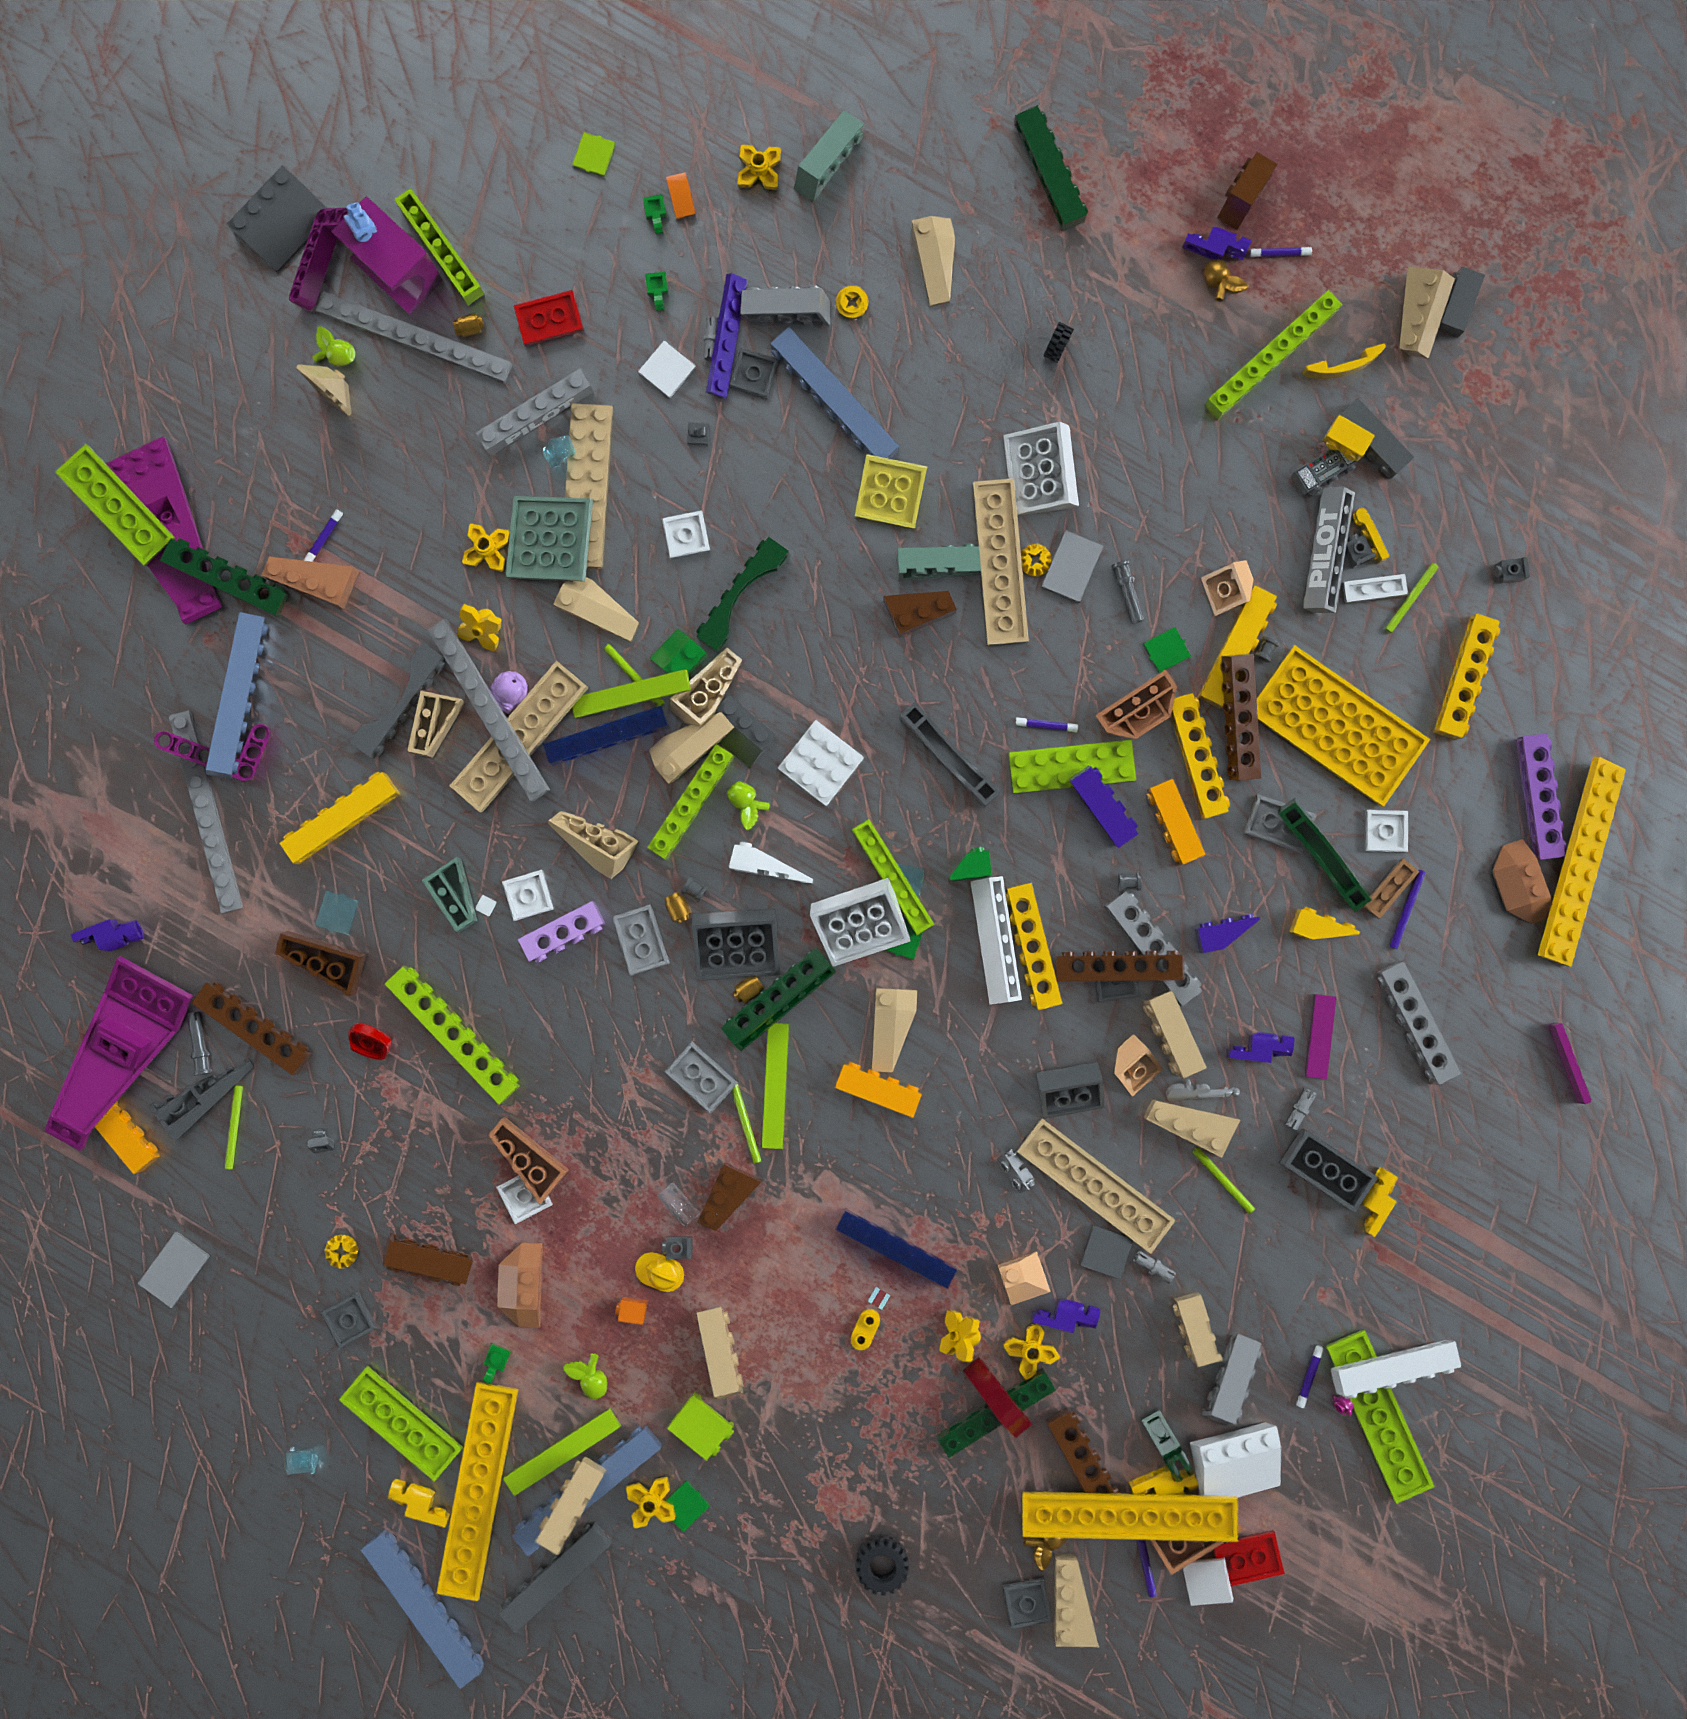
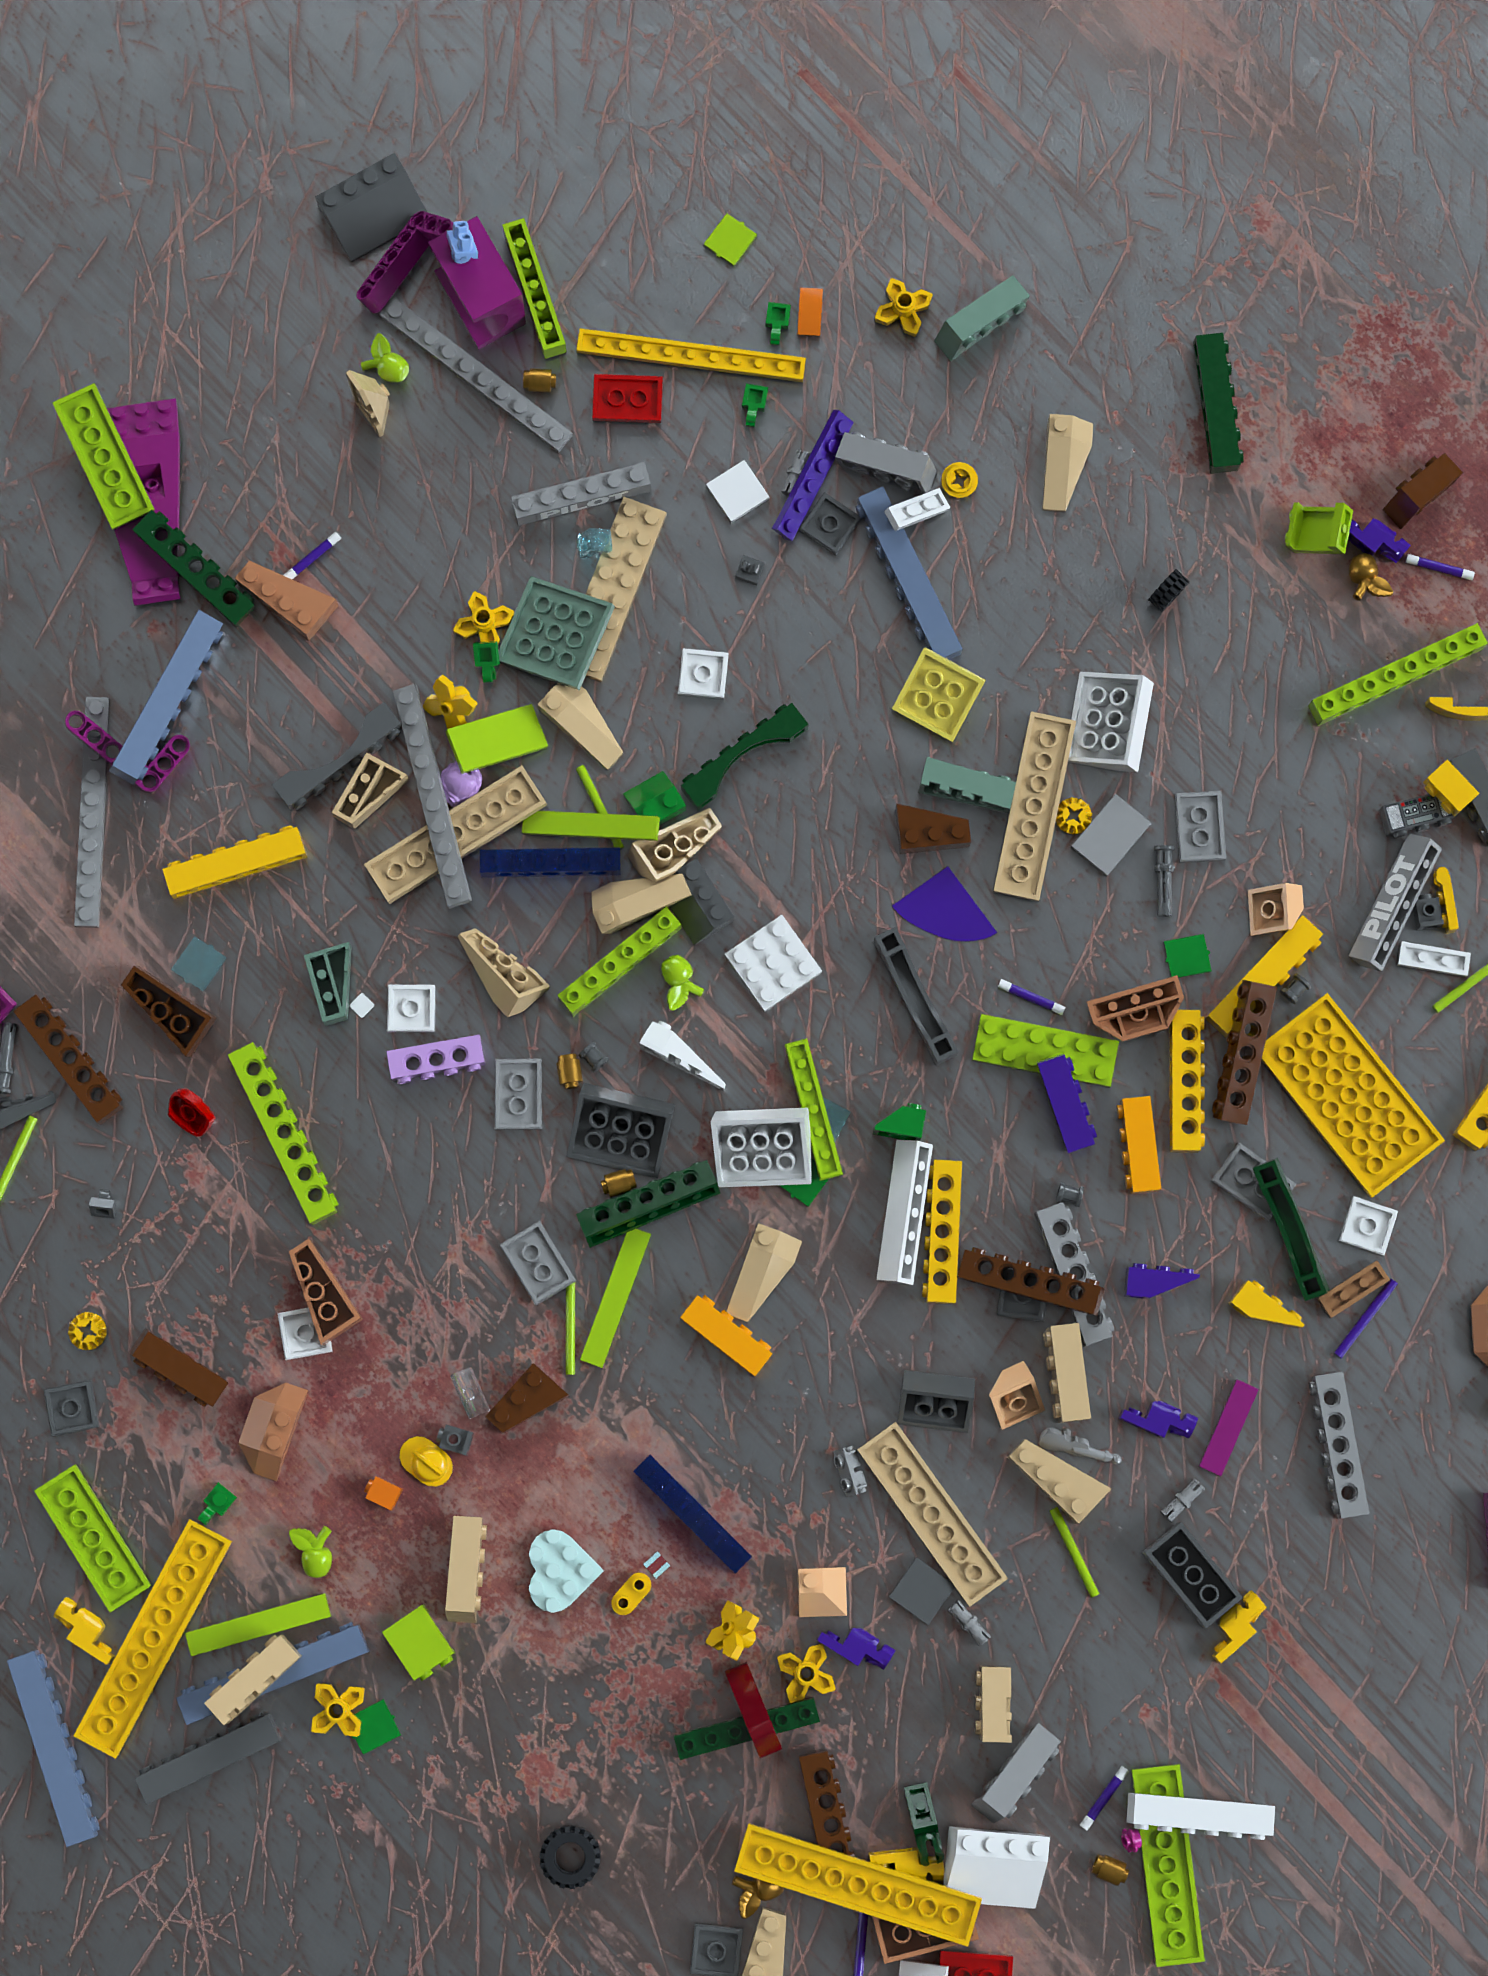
camera: 10 degrees right, 5 degrees down
(498, 577) = (486, 656): none -> green plate
(528, 644) = (496, 738): none -> lime tile
(591, 264) = (691, 355): none -> yellow plate
(800, 1328) = (561, 1570): none -> light aqua plate
(824, 338) = (917, 509): none -> white plate
(951, 673) = (945, 909): none -> dark purple sticker
(1144, 536) = (1200, 826): none -> light grey tile
(1170, 250) = (1319, 529): none -> lime panel
(1333, 1435) = (1110, 1869): none -> pearl gold brick

